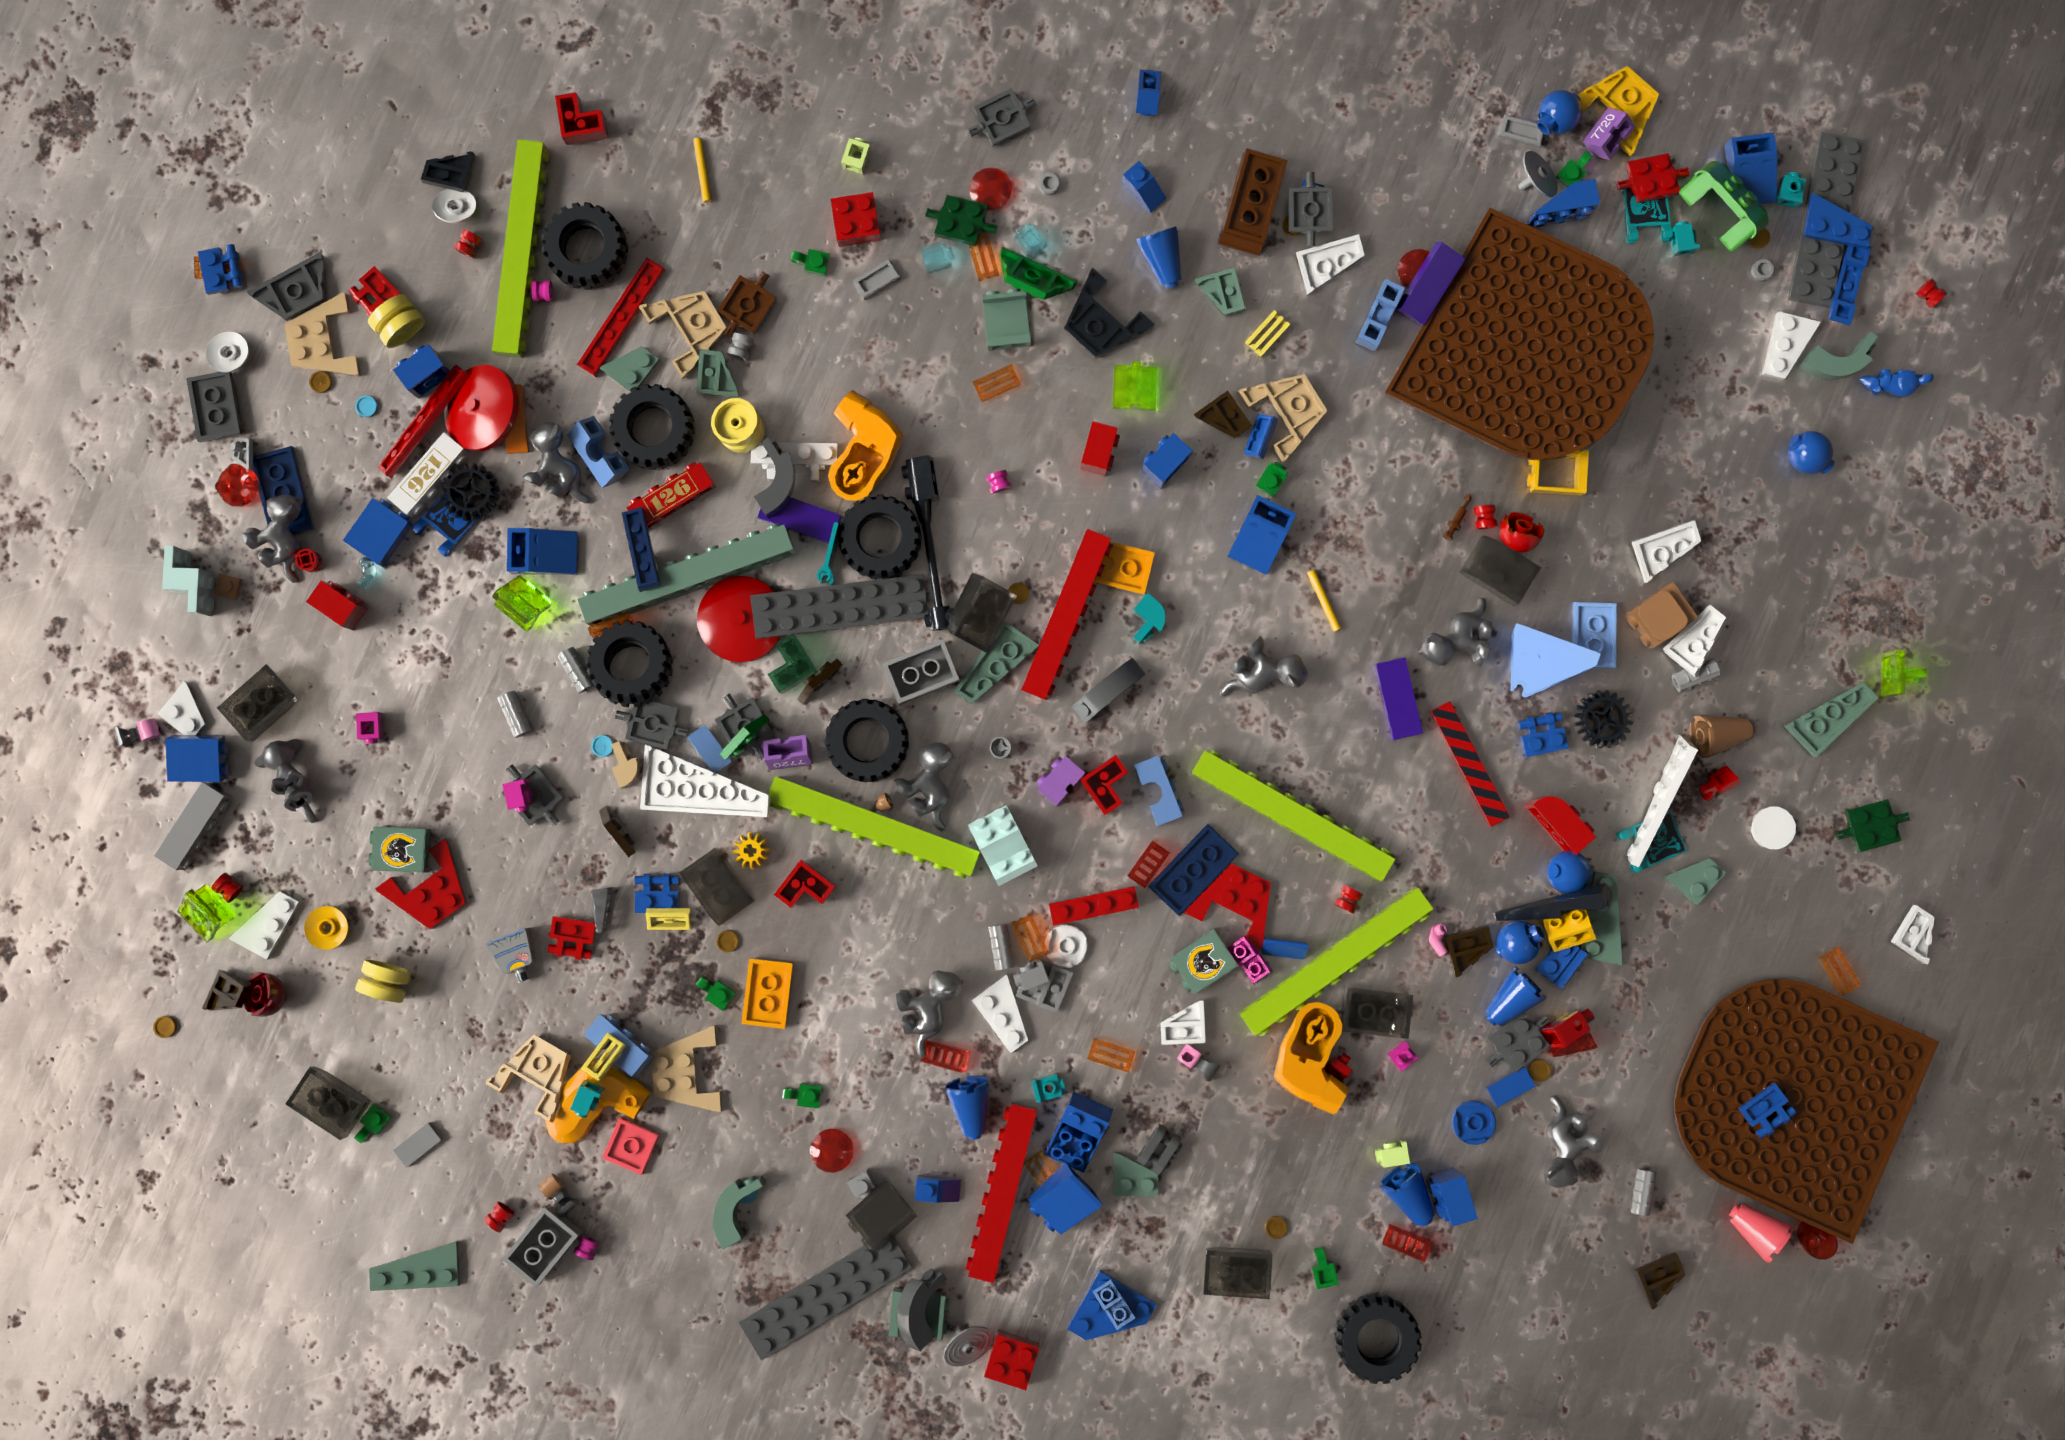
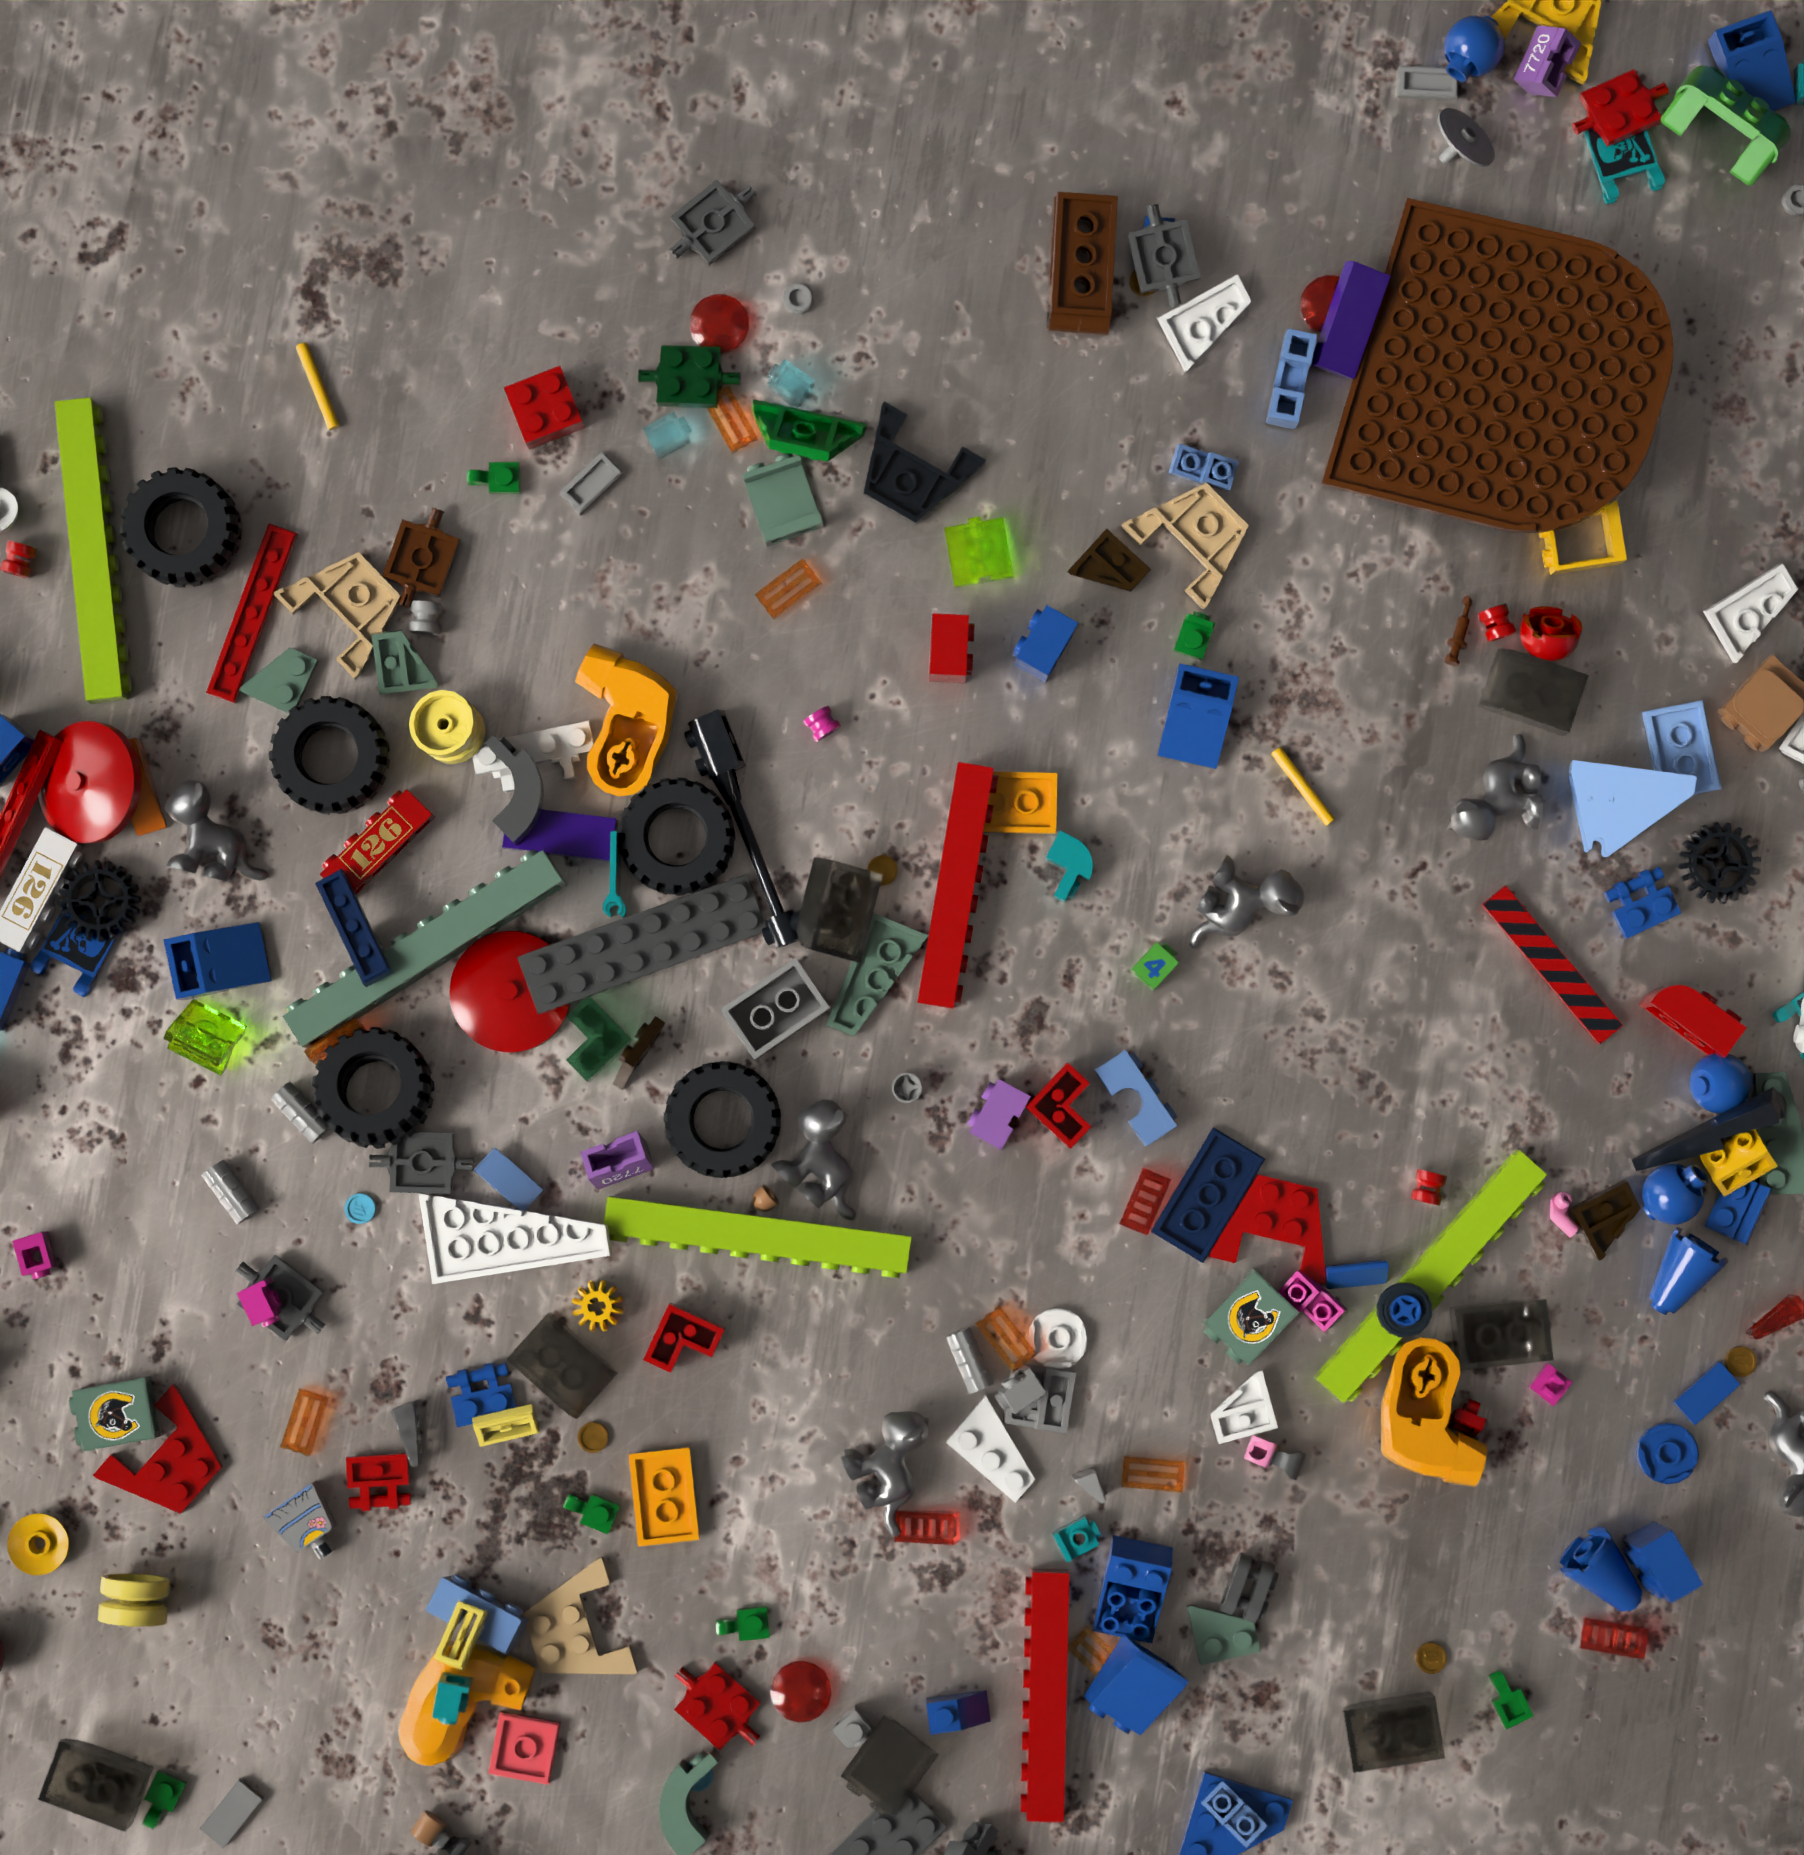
camera: 15 degrees left, 0 degrees up
(520, 901) = (296, 1447): none -> clear orange tile
(541, 1066) = (376, 1666): tan wing -> none
(542, 291) = (135, 601): dark pink wheel -> none
(579, 125) = (132, 363): red brick -> none
(586, 439) = (244, 793): medium blue arch -> none
(615, 829) = (404, 1318): dark brown wing -> none
(627, 770) = (403, 1233): tan brick -> none
(739, 716) = (549, 1138): dark grey plate -> none
(744, 737) = (554, 1152): green wing -> none
(771, 1147) = (717, 1706): none -> red plate
(856, 146) = (518, 308): yellowish green brick -> none
(969, 1104) = (975, 1585): blue cone -> none
(1002, 845) = (940, 1221): light aqua bracket -> none
(1066, 1051) = (1091, 1483): none -> light grey slope
(1093, 905) = (1083, 1275): red brick -> none
(1108, 690) = (1036, 975): dark grey arch -> none
(1143, 186) = (929, 274): blue slope -> none
(1148, 92) = (905, 143): blue slope -> none
(1163, 255) = (976, 363): blue cone -> none
(1193, 701) = (1155, 965): none -> bright green brick
(1223, 290) = (1069, 393): sand green wing -> none
(1260, 436) = (1166, 581): blue plate -> none
(1279, 320) = (1155, 415): light yellow tile -> none
(1293, 816) = (1326, 1090): lime brick -> none
(1304, 363) = (1203, 467): none -> medium blue slope
(1318, 983) = (1411, 1318): none -> black wheel
(1393, 1154) = (1567, 1521): yellowish green brick -> none
(1394, 1363) = (1635, 1804): black tyre -> none
(1398, 699) = (1434, 898): dark purple piece -> none
(1518, 1041) = (1703, 1329): dark grey plate -> none
(1567, 1028) = (1765, 1296): red torso -> none
(1573, 171) = (1510, 124): green plate -> none
(1575, 201) = (1522, 164): blue slope -> none
(1683, 239) = (1681, 182): teal brick -> none
(1760, 239) = (1787, 159): pearl gold piece -> none

